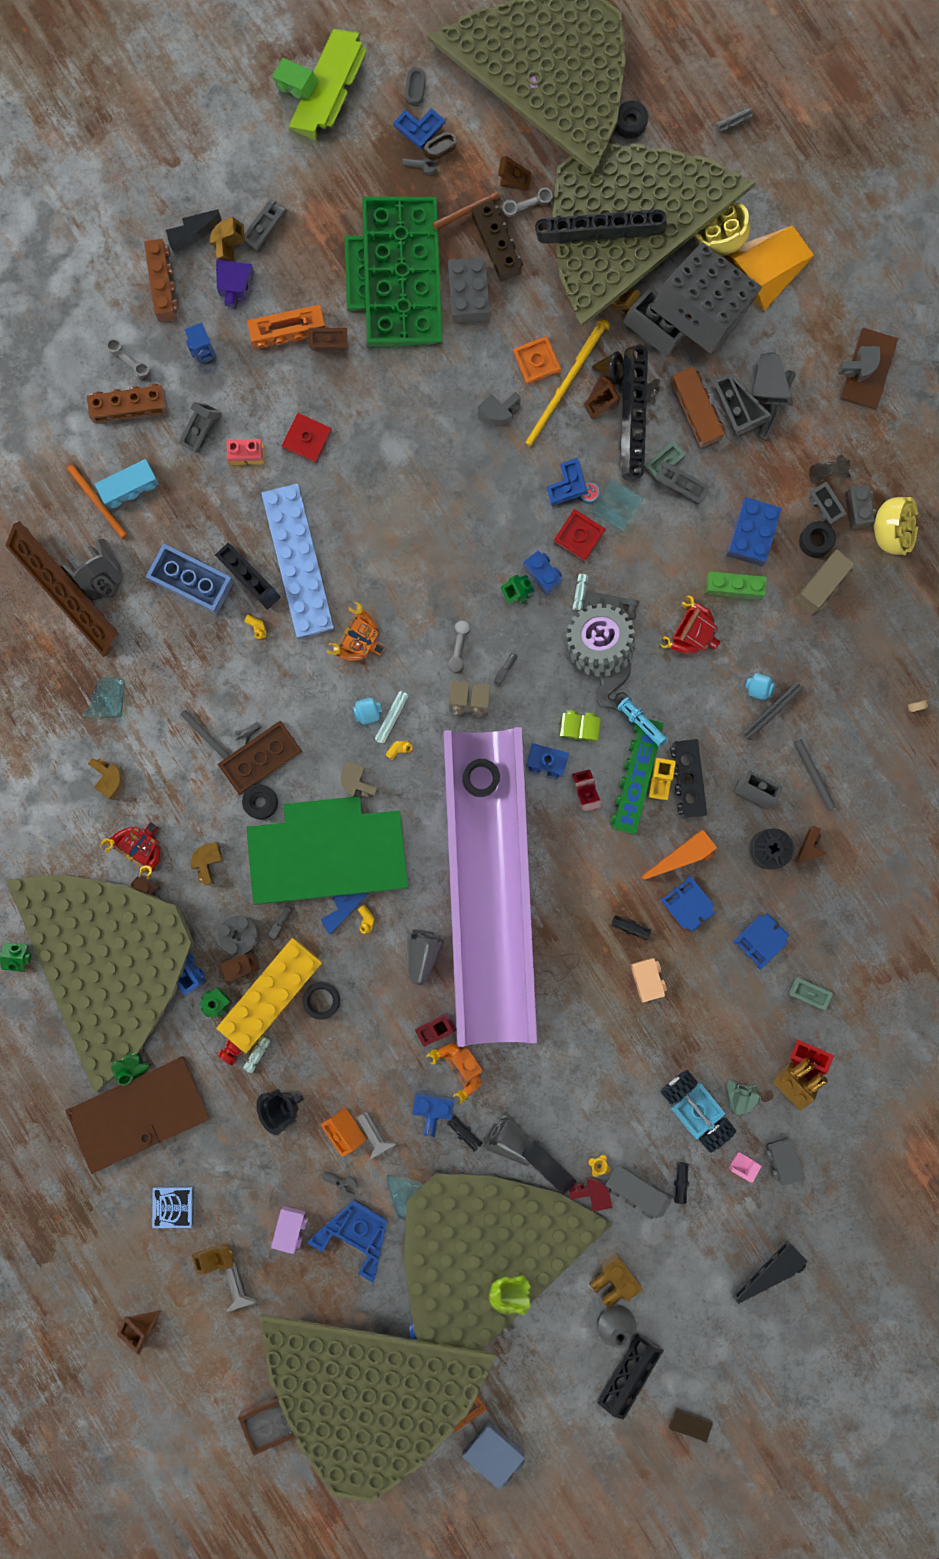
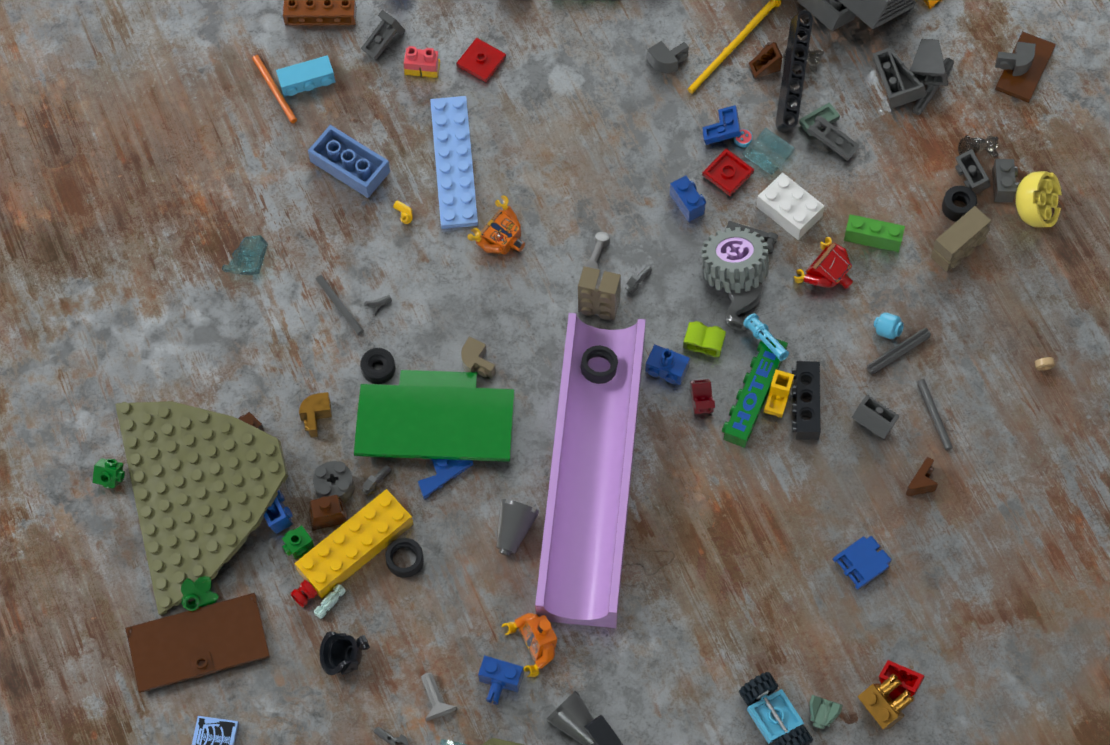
camera: 10 degrees right, 20 degrees down
(61, 589) = (226, 154): reddish brown plate -> none
(97, 572) = (257, 143): dark grey piece -> none
(112, 778) = (237, 324): pearl gold brick -> none
(137, 846) = (249, 388): torso -> none
(247, 576) = (405, 168): black slope -> none
(260, 758) = (385, 326): reddish brown tile -> none
(343, 1132) = (403, 688): orange panel -> none
(367, 711) = (497, 297): medium azure head -> none
(368, 920) = (465, 488): yellow arm -> none
(391, 717) = (520, 308): light aqua axle -> none
(399, 747) = (522, 335): yellow arm -> none
(435, 1029) = (518, 598): dark red brick -> none
(464, 1133) = (528, 708): black pin -> none
(517, 589) = (661, 209): green brick -> none
(536, 360) = (708, 22): orange tile -> none
(580, 592) = (722, 219): light aqua axle -> none
(611, 367) = (777, 33): dark brown hat -> none
(630, 927) = (729, 531): black pin -> none
(647, 566) = (790, 206): none -> white brick
(648, 979) = (740, 582): light nougat brick -> none
(689, 905) = (792, 518): blue plate -> none
(691, 851) = (795, 469): orange slope -> none
(697, 406) = (856, 76): dark orange brick -> none
(753, 531) = (897, 189): blue brick -> none
(761, 854) = (881, 483): black wheel -> none
(810, 993) = (907, 620): sand green plate -> none

